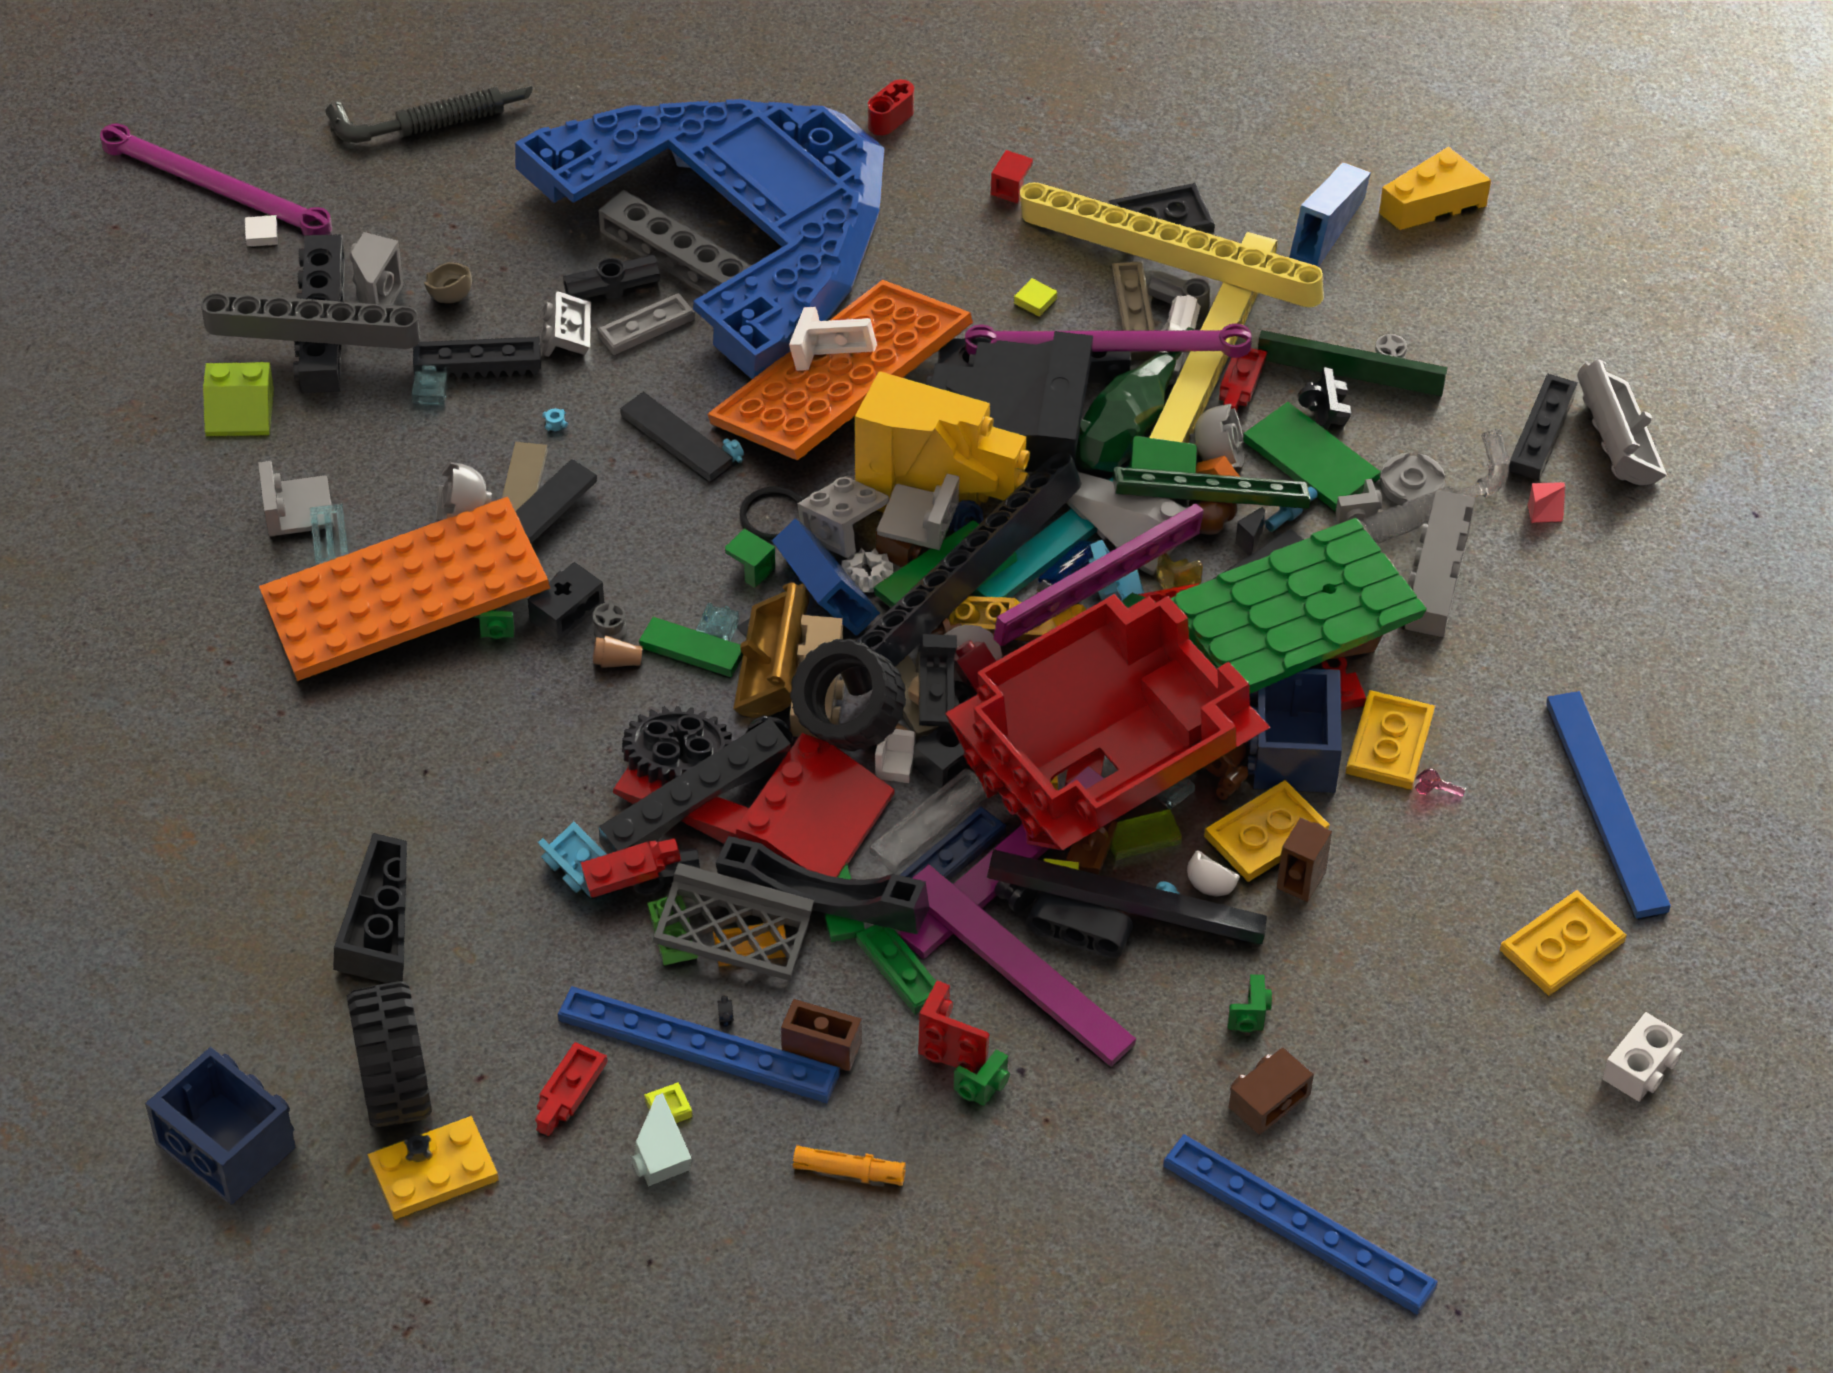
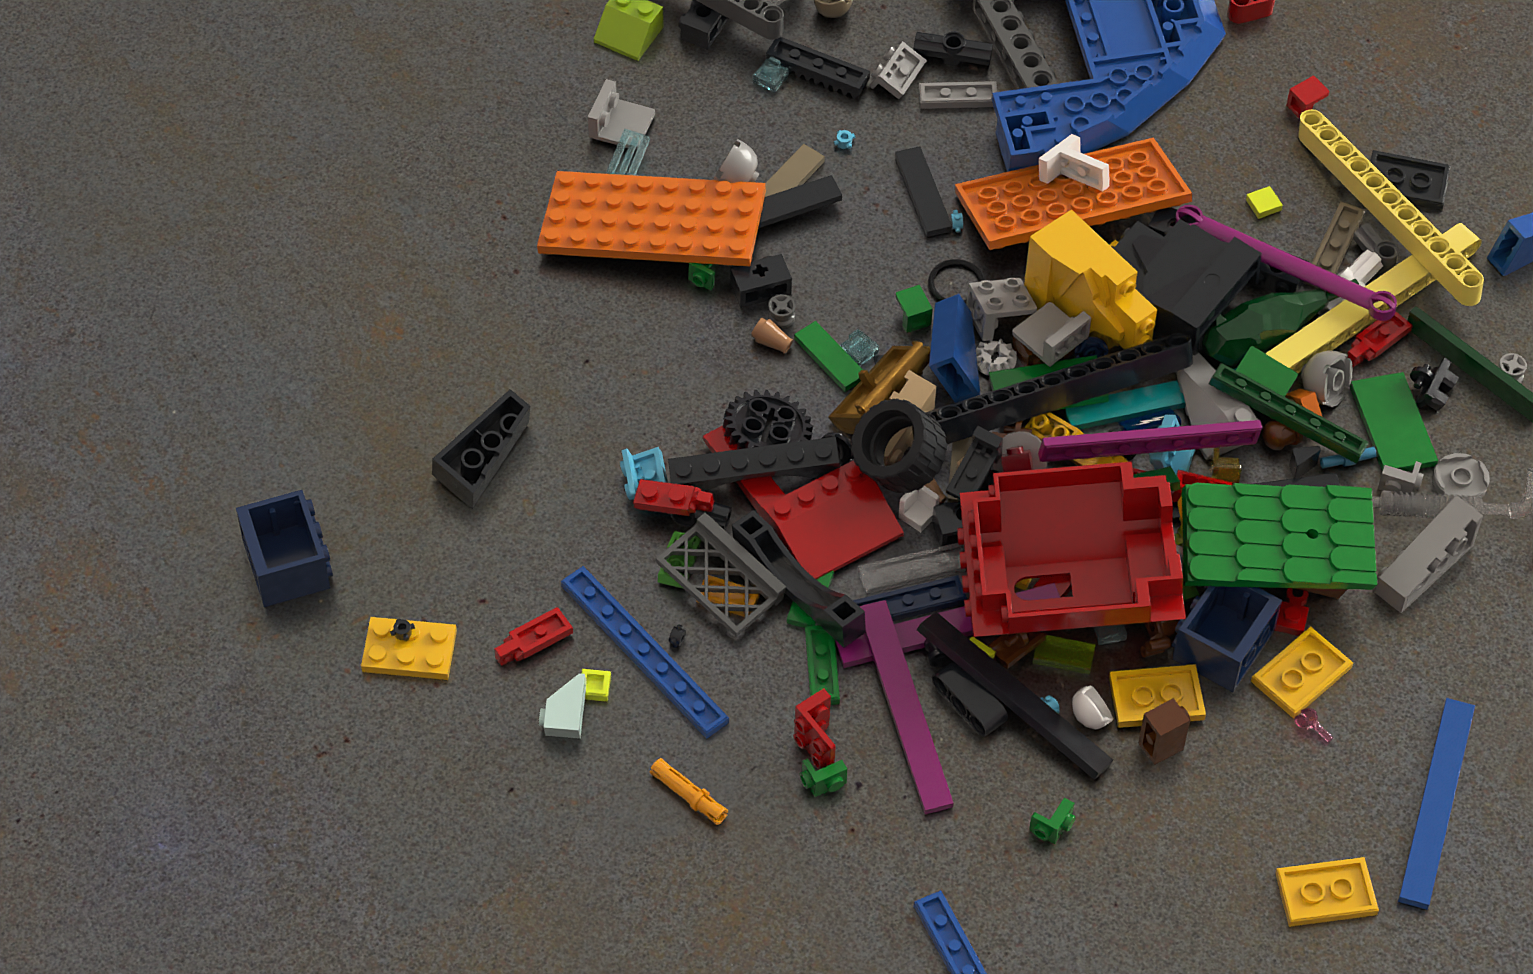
camera: 30 degrees right, 5 degrees up
(389, 1054) = (415, 553): black tyre -> none
(821, 1034) = (727, 687): reddish brown brick -> none
(1270, 1090) = (1025, 890): reddish brown brick -> none

